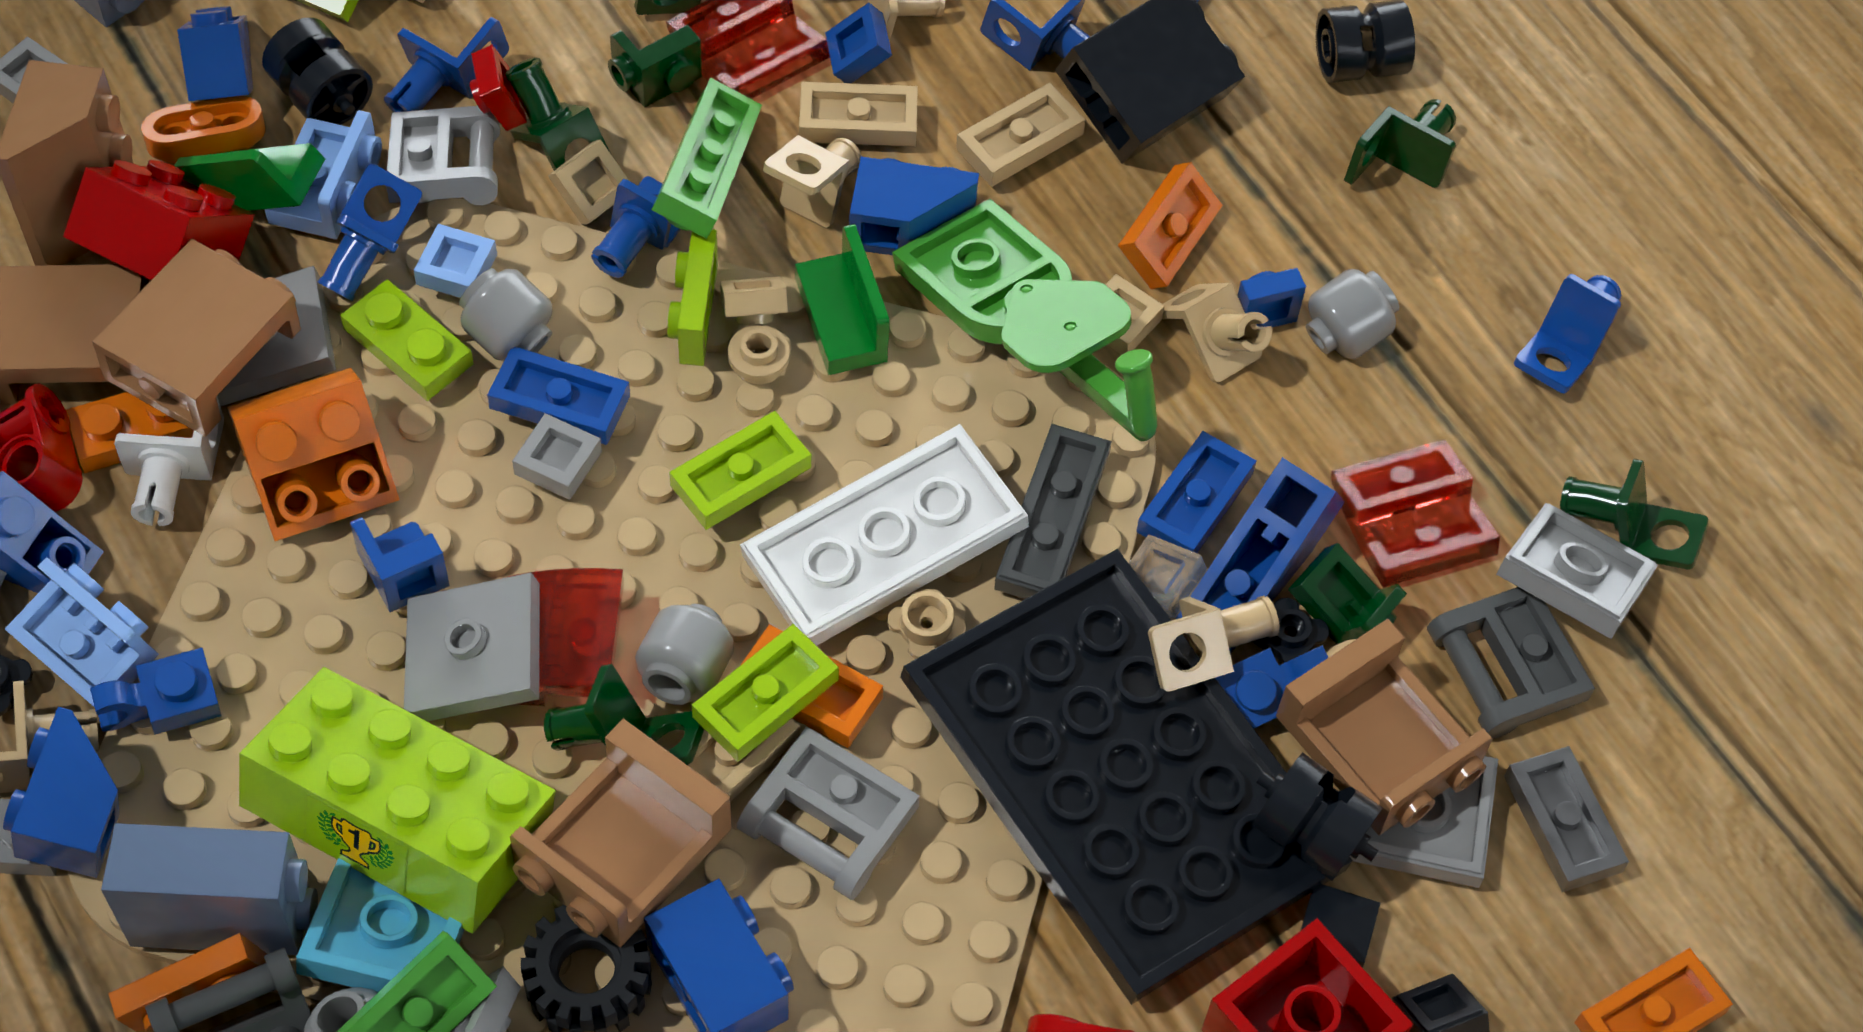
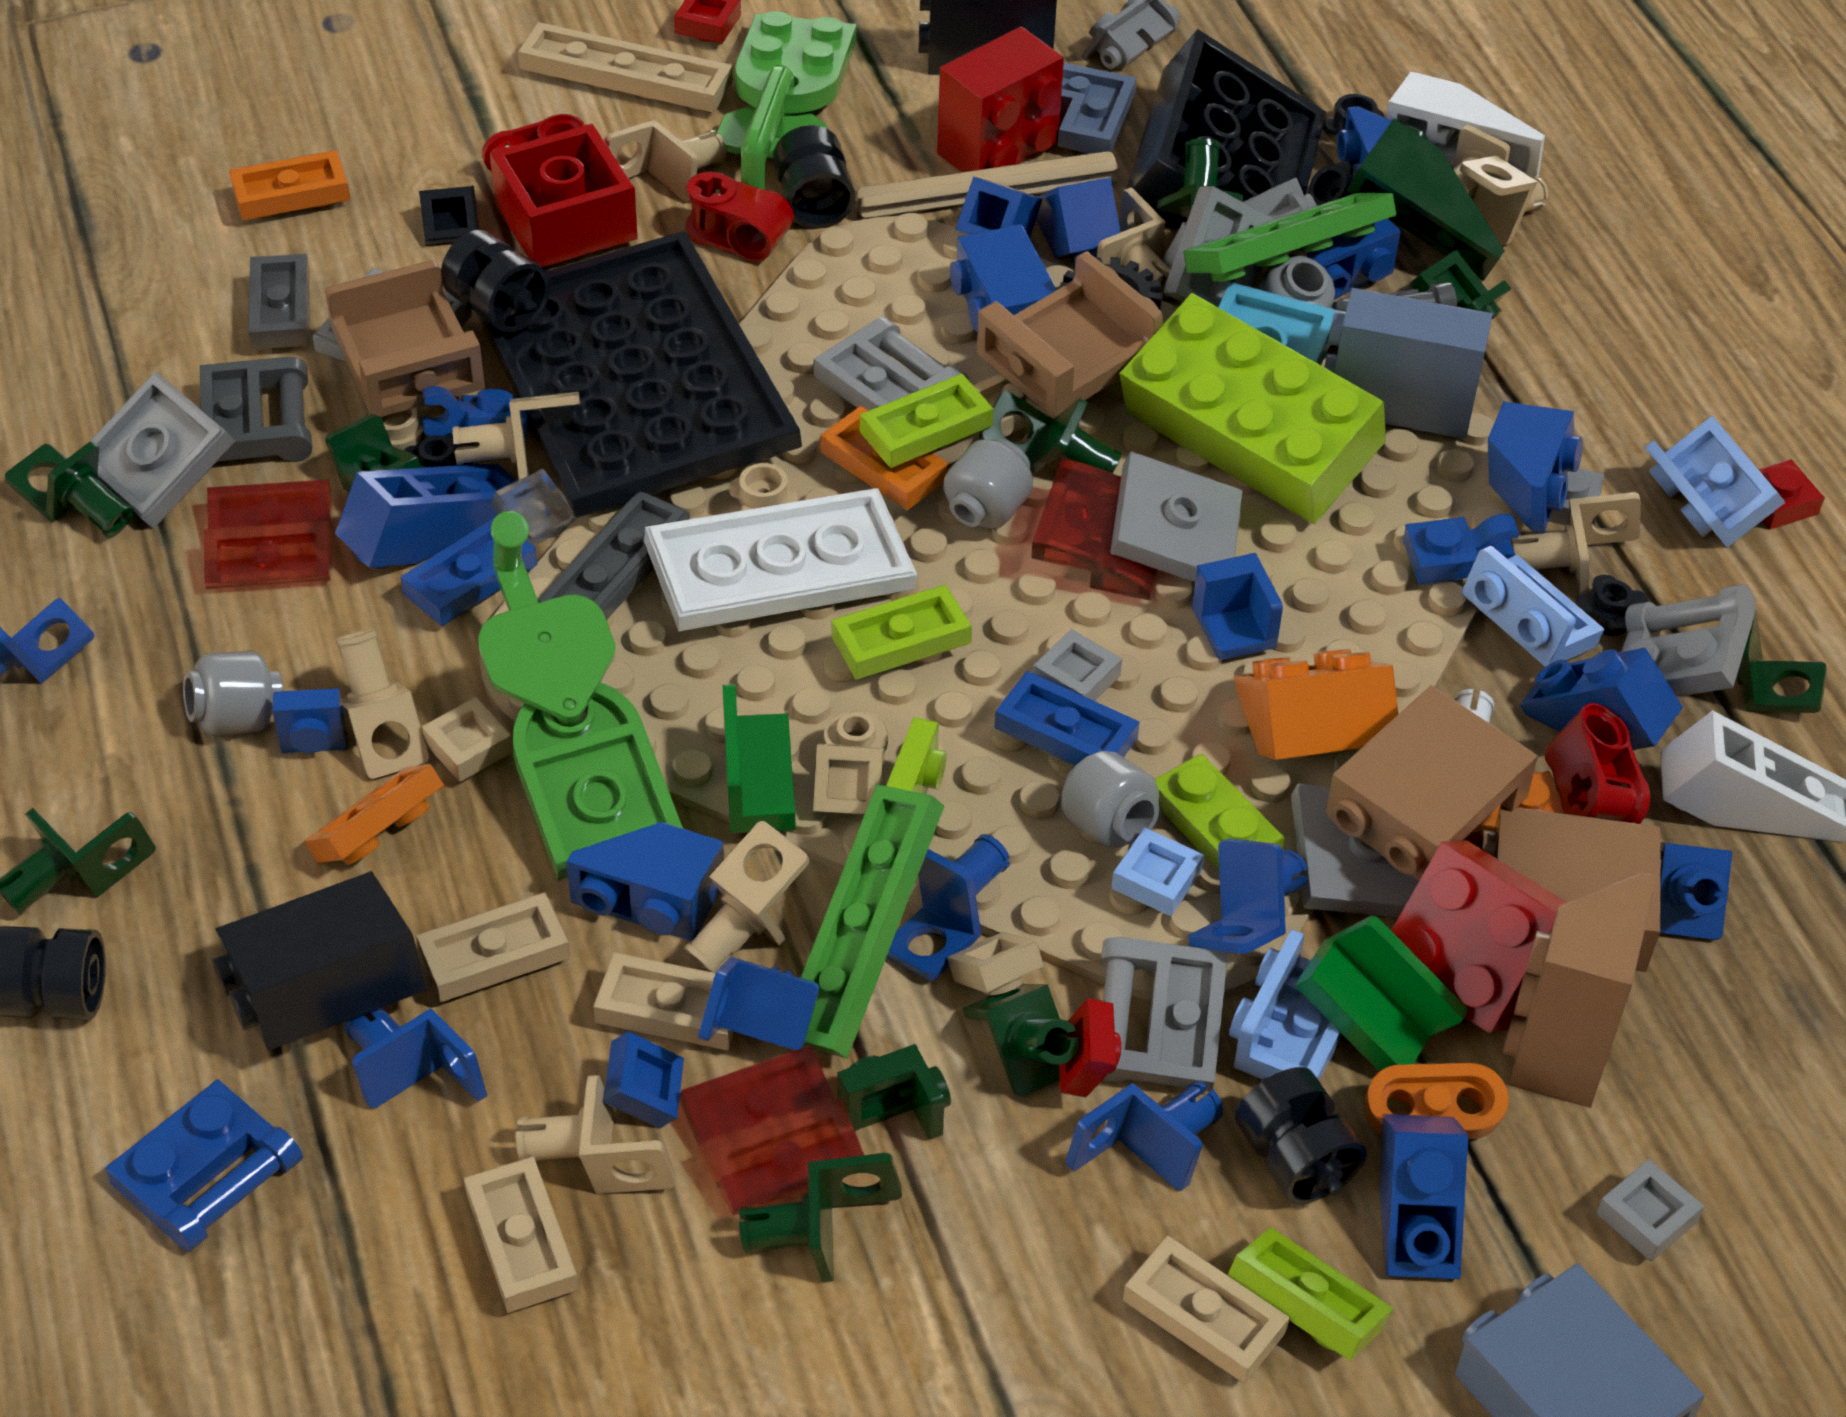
camera: 165 degrees left, 10 degrees down
(775, 96) = (760, 1004): none -> blue bracket

